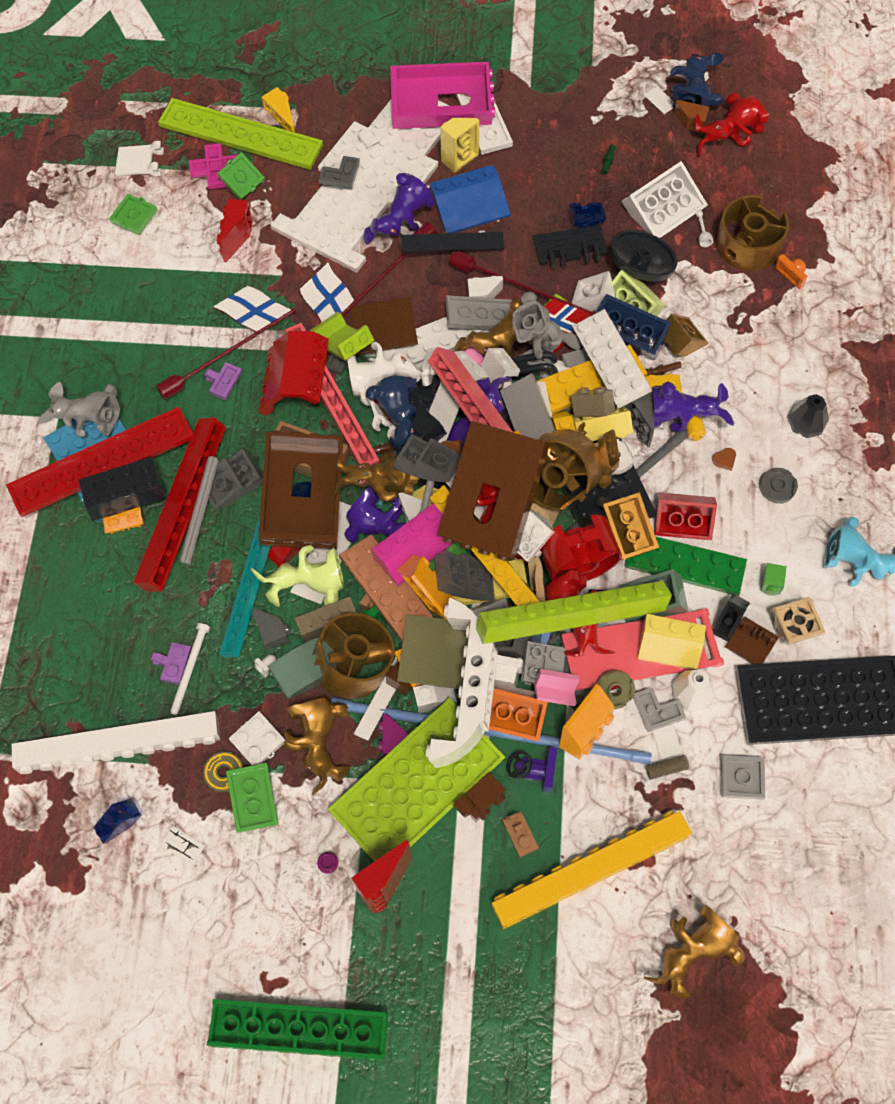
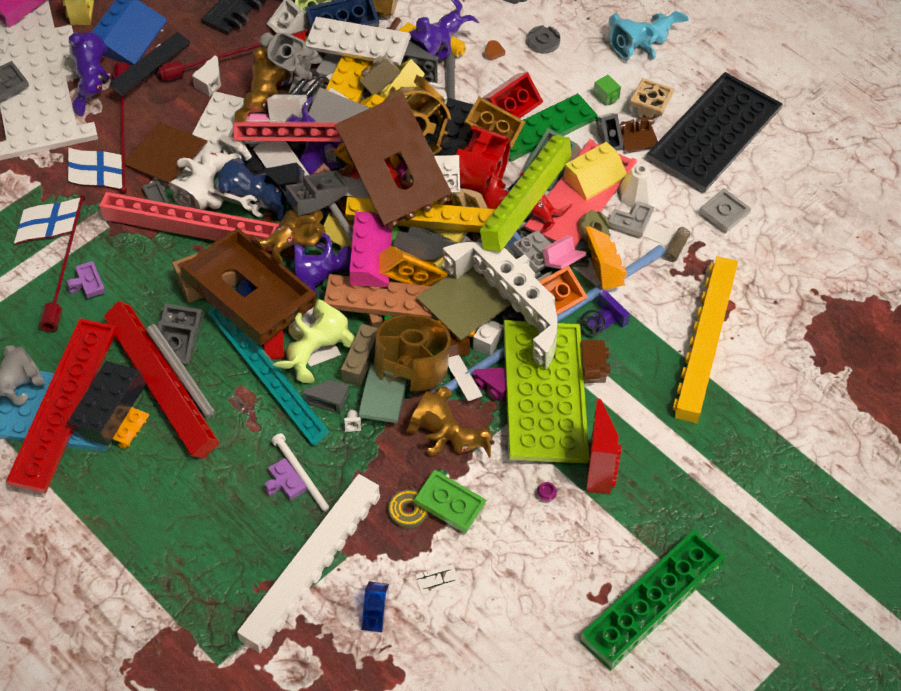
camera: 50 degrees left, 10 degrees down
(257, 739) = (406, 468): white plate -> none
(294, 369) = (136, 224): red hinge -> none
(343, 339) = (151, 179): lime panel -> none
(410, 506) = (337, 238): white slope -> none
(475, 312) = (225, 91): light grey tile -> none
(520, 834) = (640, 361): medium nougat plate -> none
(710, 941) = (819, 305): pearl gold animal -> none

